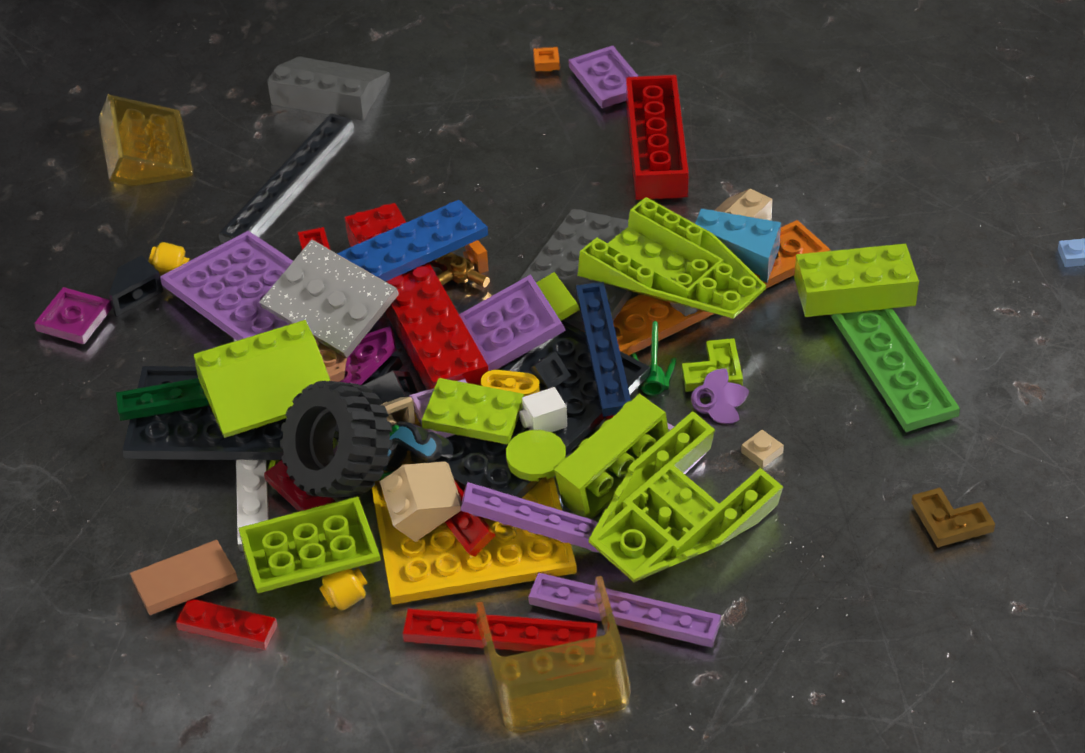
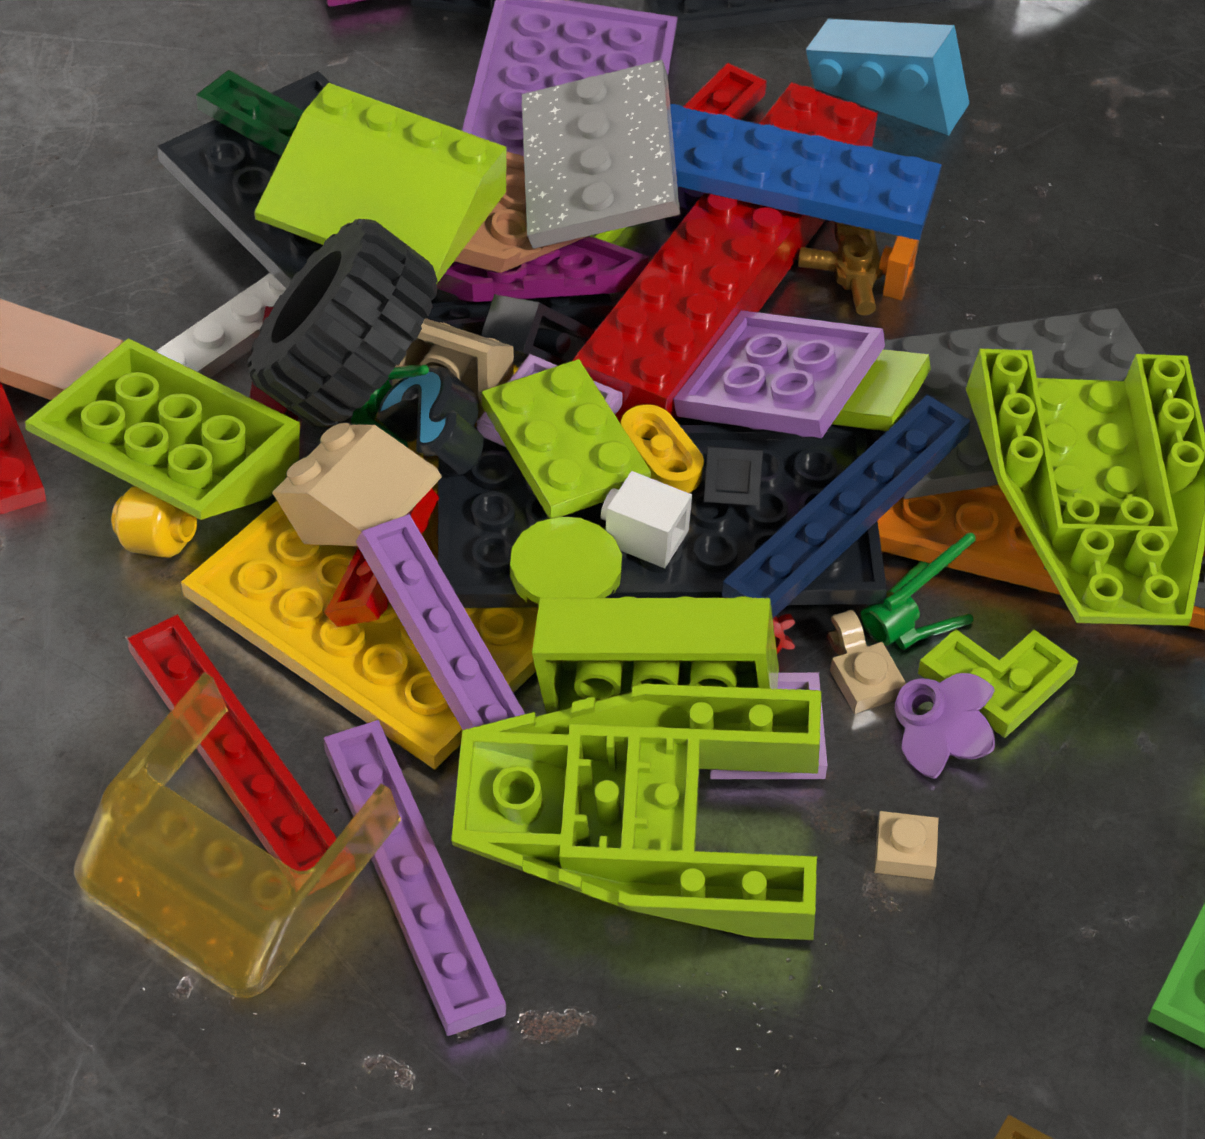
camera: 45 degrees right, 5 degrees up
(365, 184) = (893, 68): none -> dark azure wedge
(673, 404) = (862, 672): none -> tan plate

